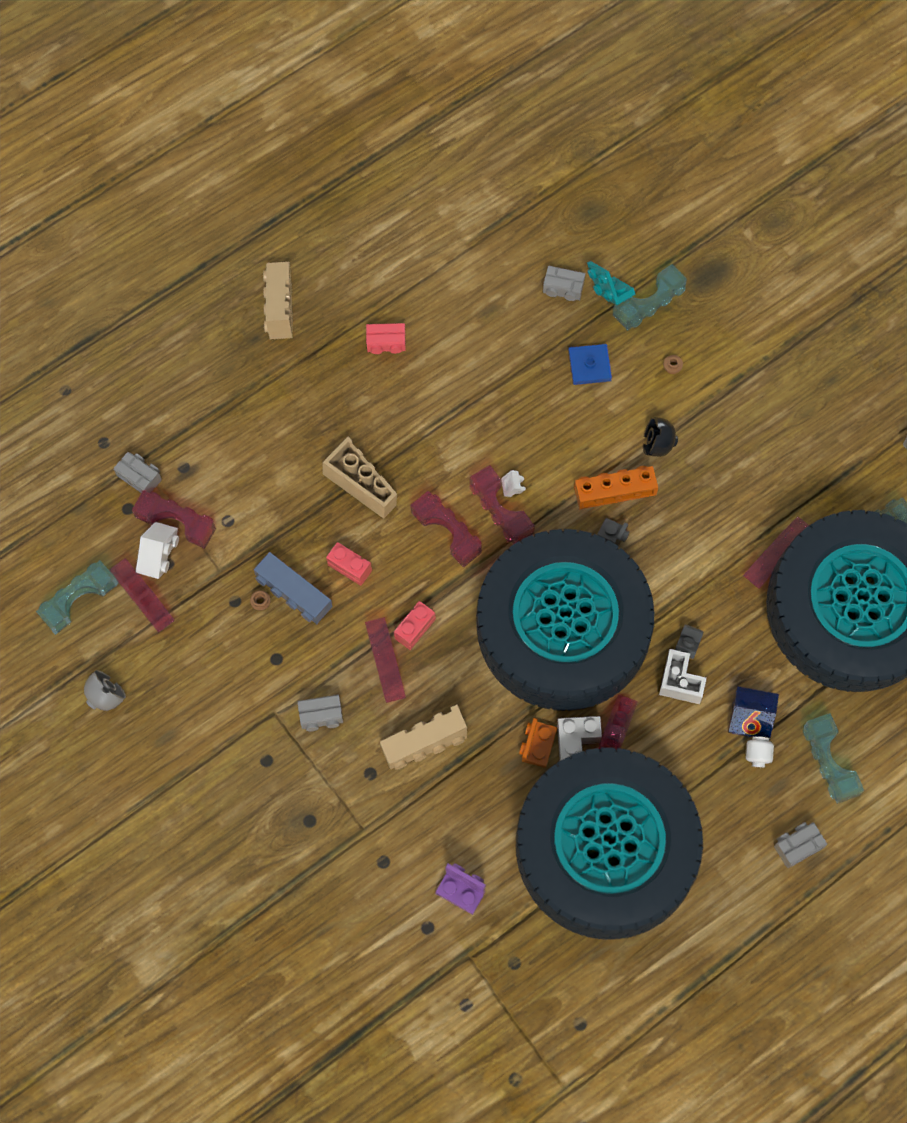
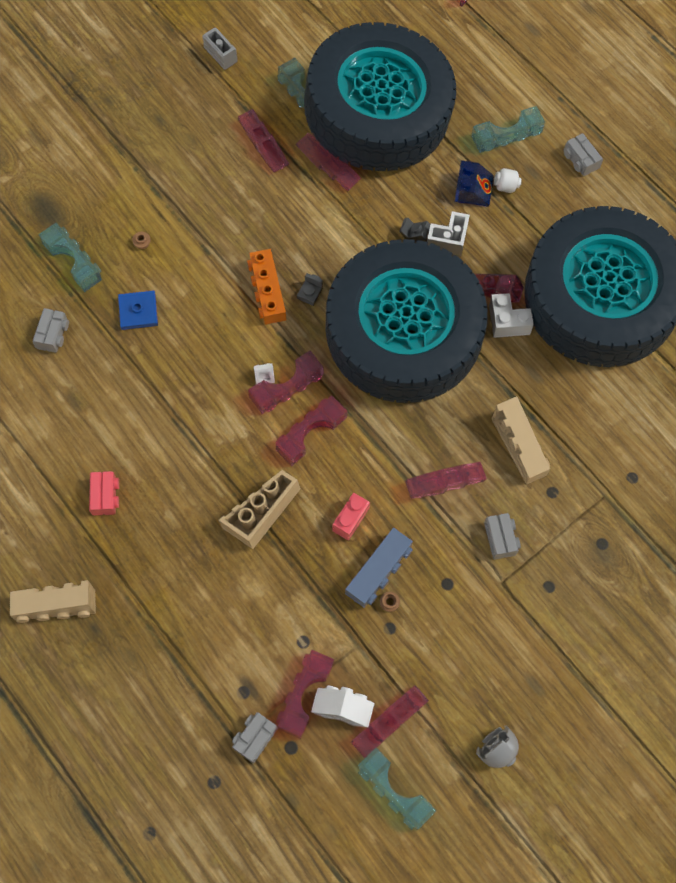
camera: 95 degrees left, 0 degrees up
(414, 625) = (411, 454): coral brick -> none
(461, 888) = (652, 408): medium lavender bracket -> none
(538, 744) = (513, 350): orange bracket -> none
(607, 287) = (59, 286): teal bracket -> none
(660, 437) = (219, 250): black cylinder -> none
(804, 485) = (263, 141): none -> clear pink slope

